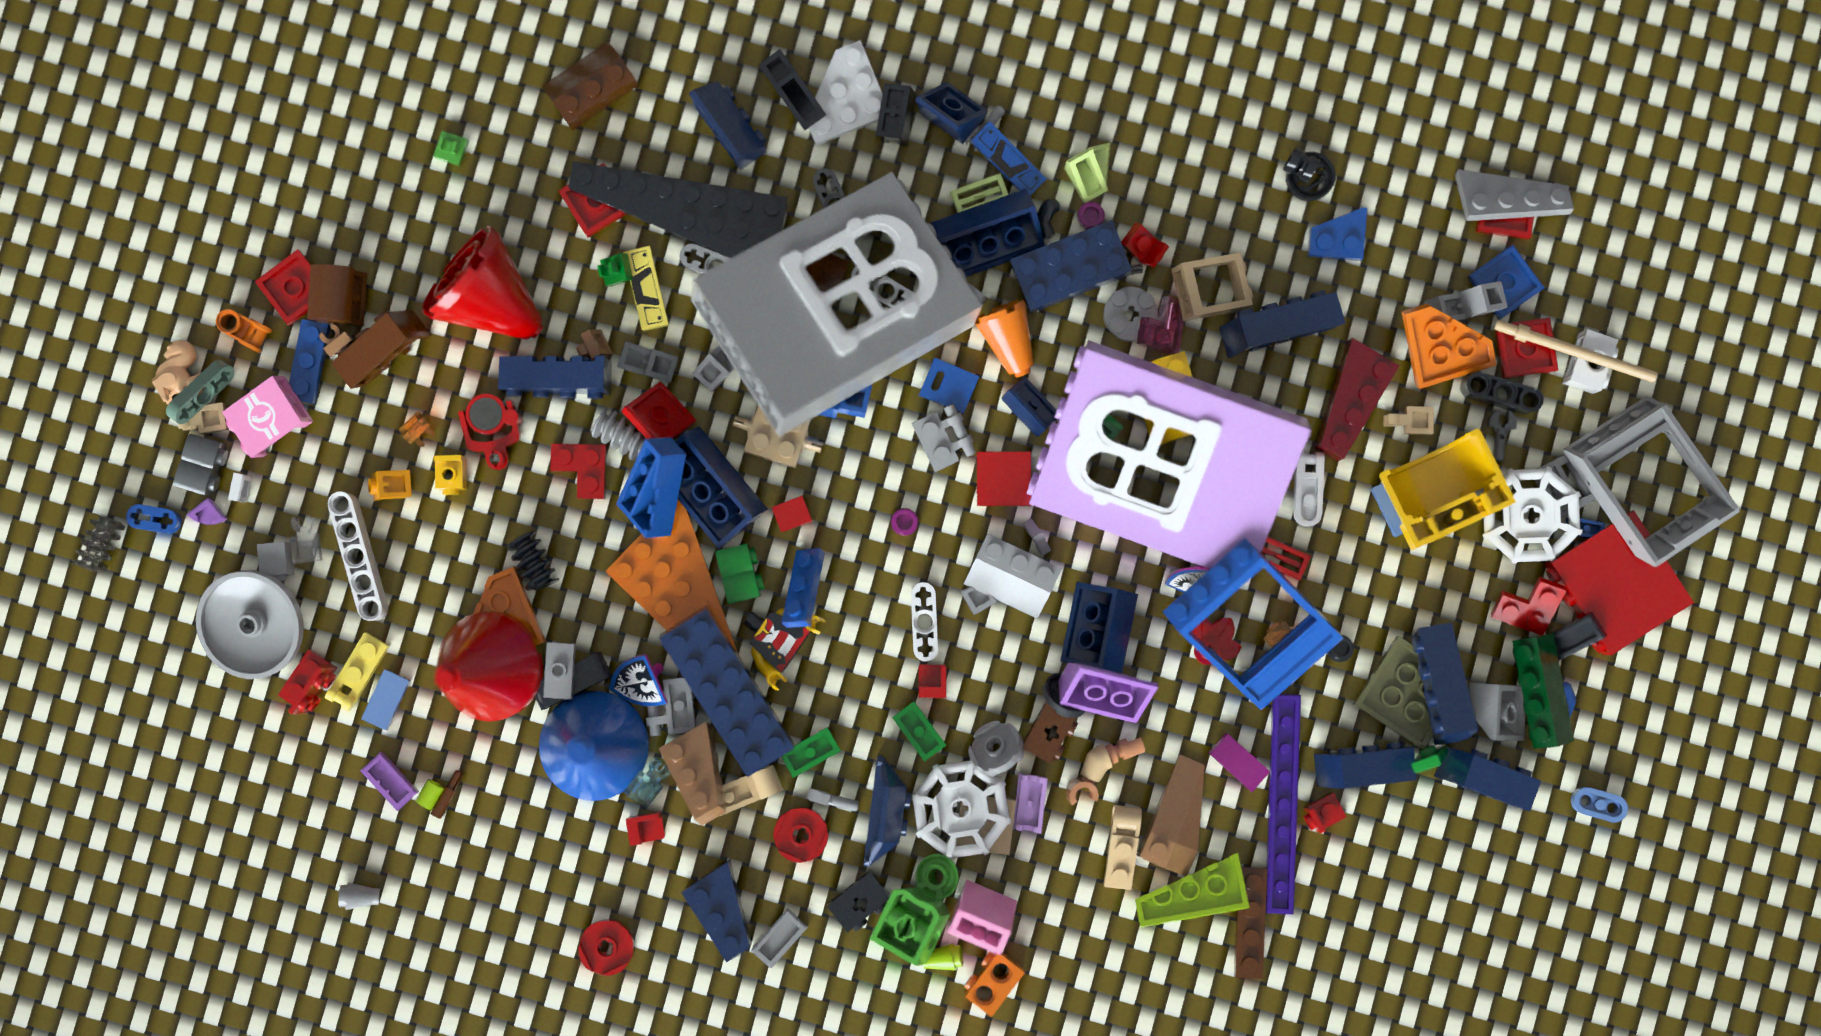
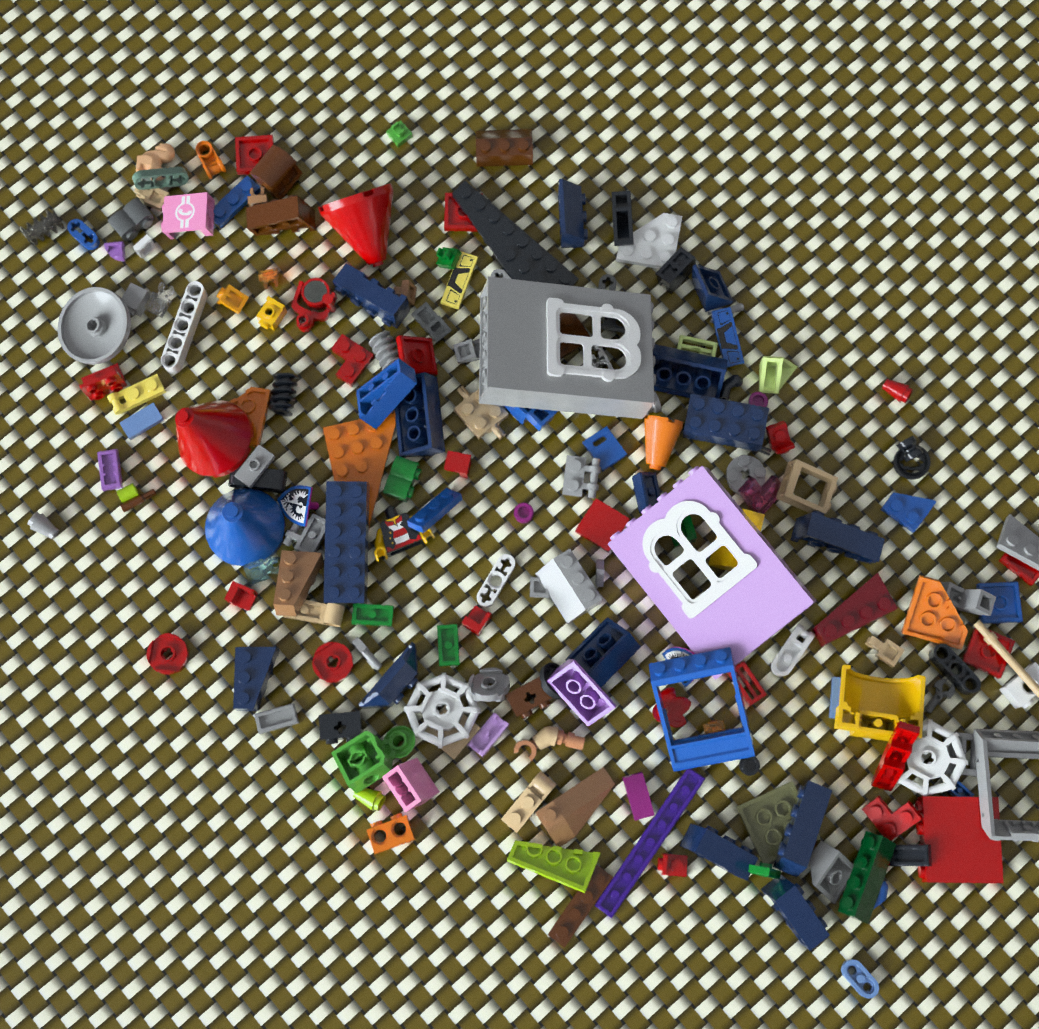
camera: 35 degrees right, 10 degrees down
(1244, 100) = (897, 390): none -> red cone
(1497, 536) = (895, 755): none -> red slope

